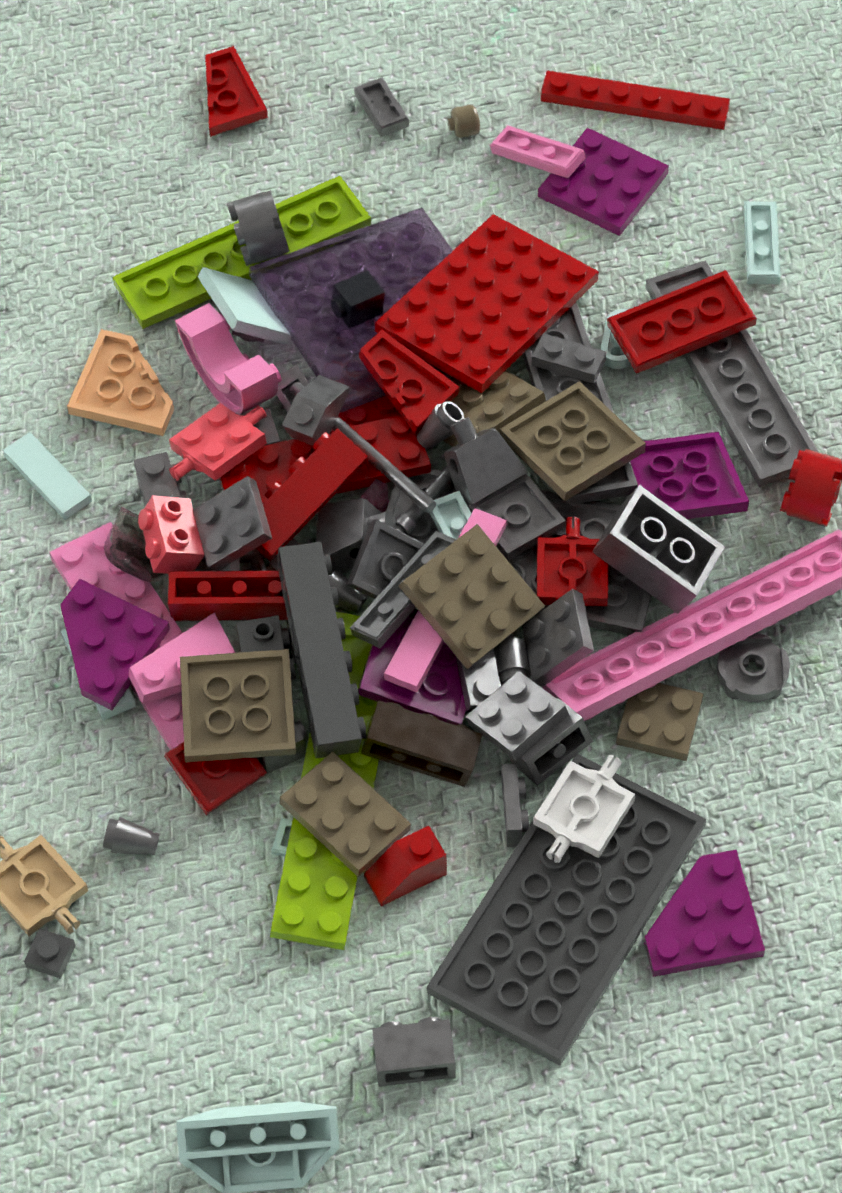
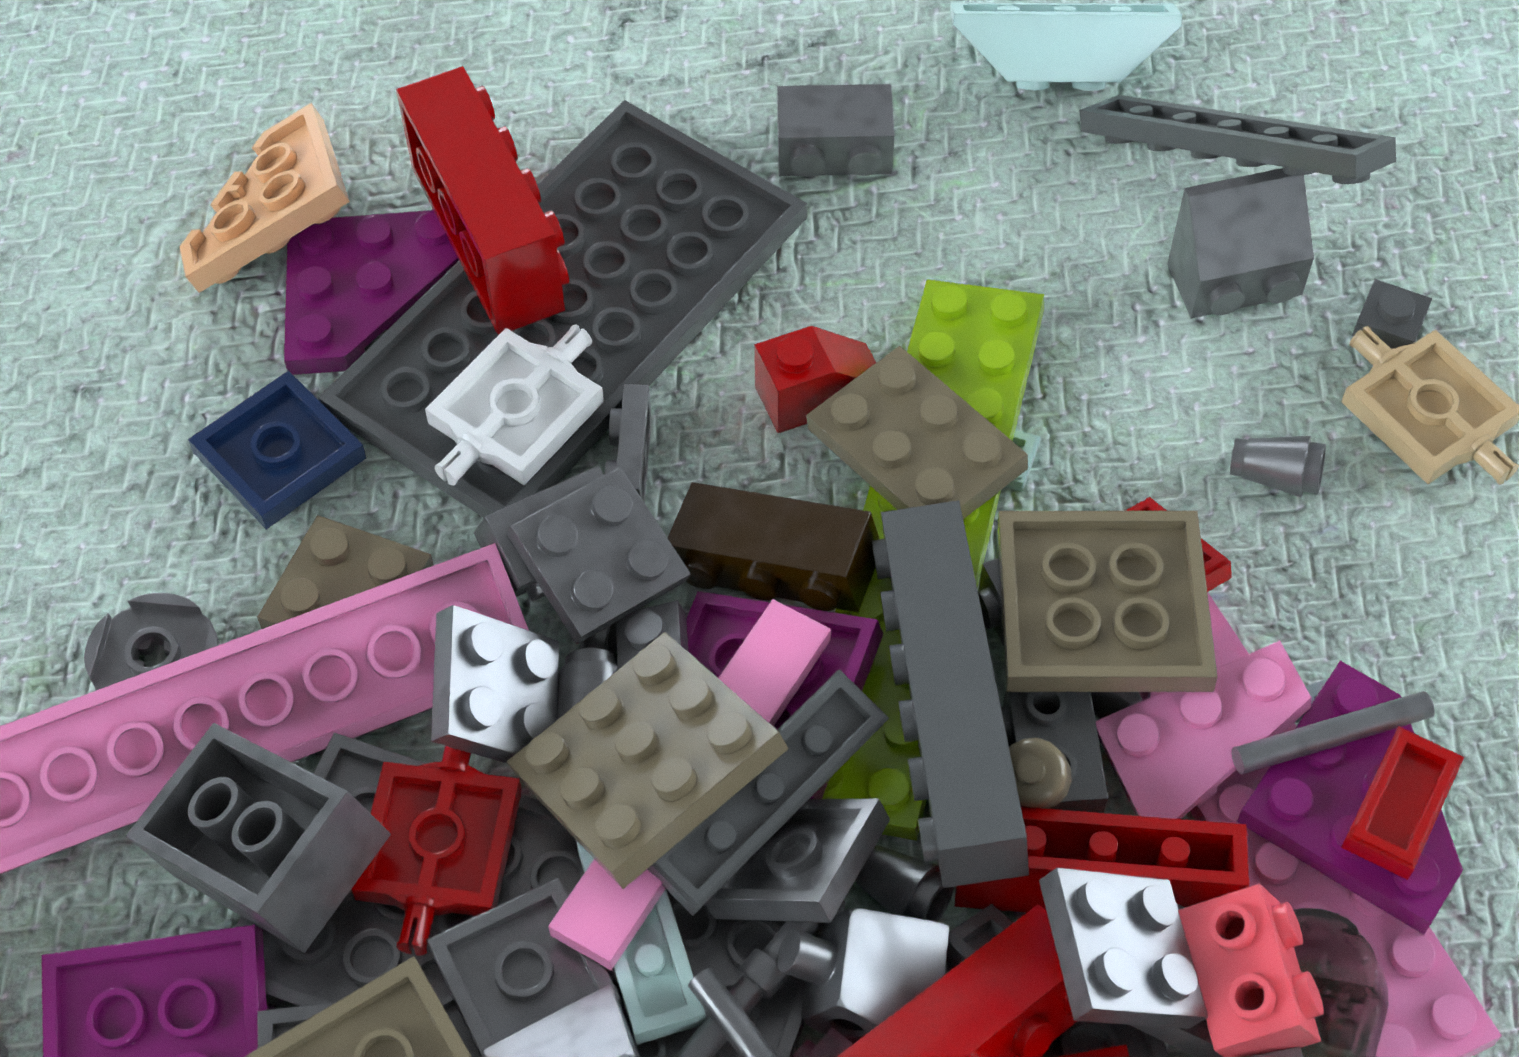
camera: 175 degrees left, 0 degrees up
(87, 621) = (1403, 803): none -> red tile
(119, 651) = (1332, 732): none -> flat silver bar
(145, 972) = (1242, 243): none -> flat silver slope
(149, 1012) = (1247, 138): none -> dark grey plate
(273, 617) = (1040, 773): none -> dark tan piece
(631, 924) = (484, 199): none -> red brick
(723, 792) = (277, 449): none -> dark blue plate
(778, 958) = (281, 194): none -> light nougat plate

